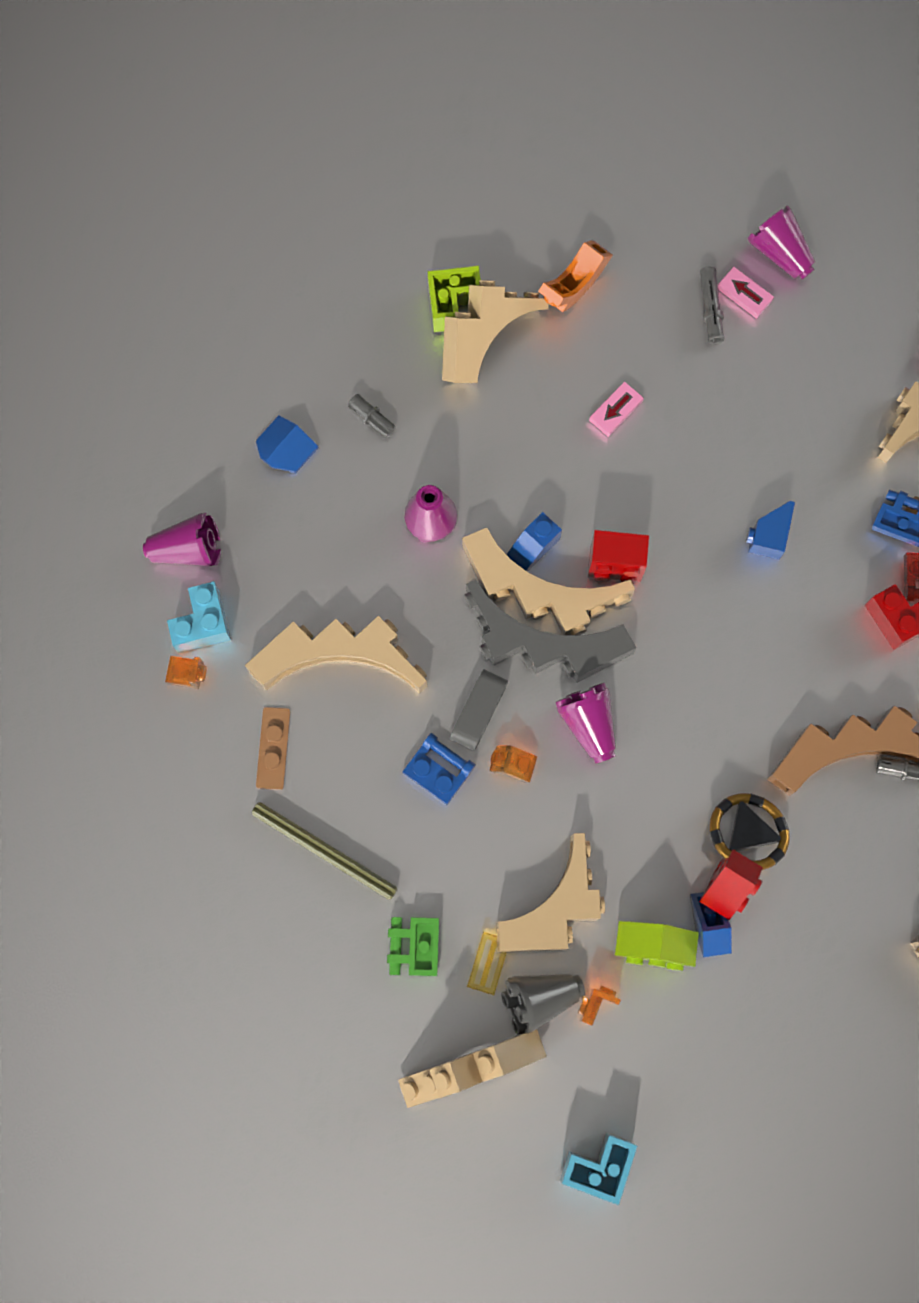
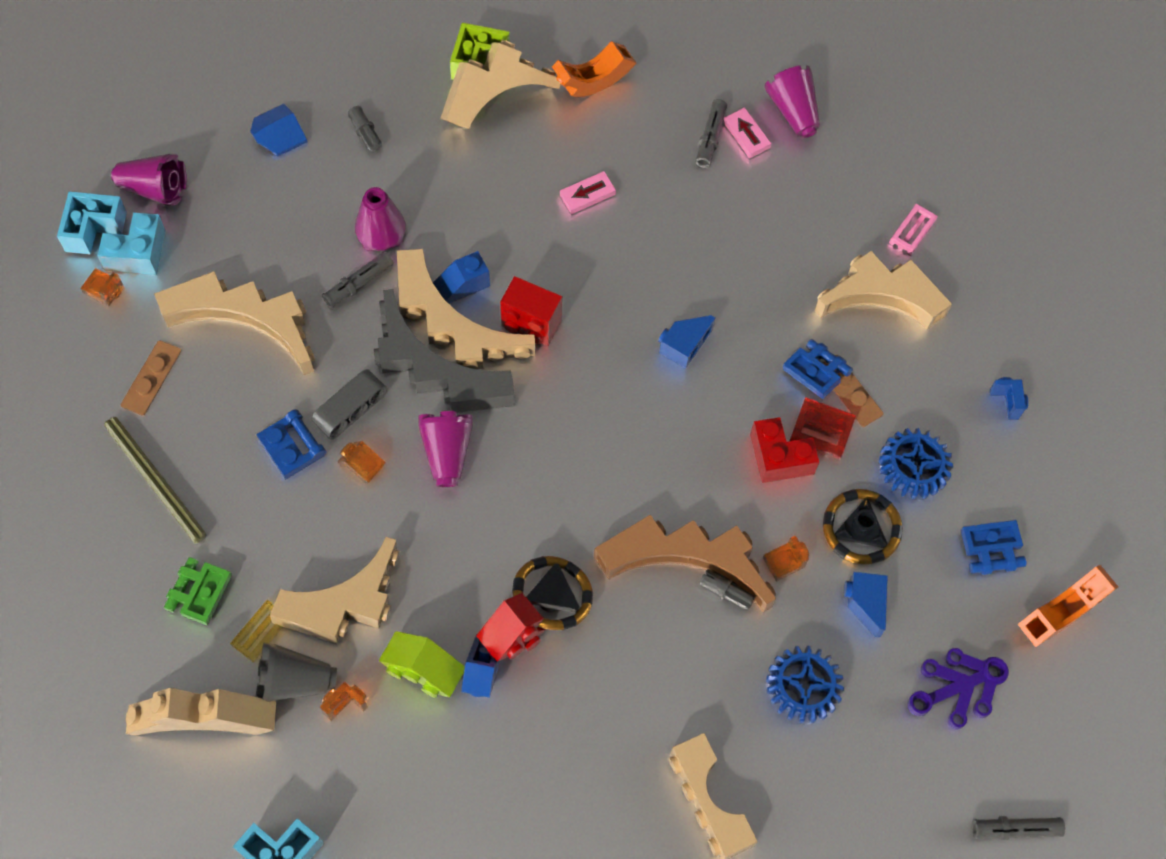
camera: 15 degrees right, 10 degrees down
(140, 604) = (86, 215): none -> medium azure brick
(416, 603) = (349, 285): none -> dark grey pin

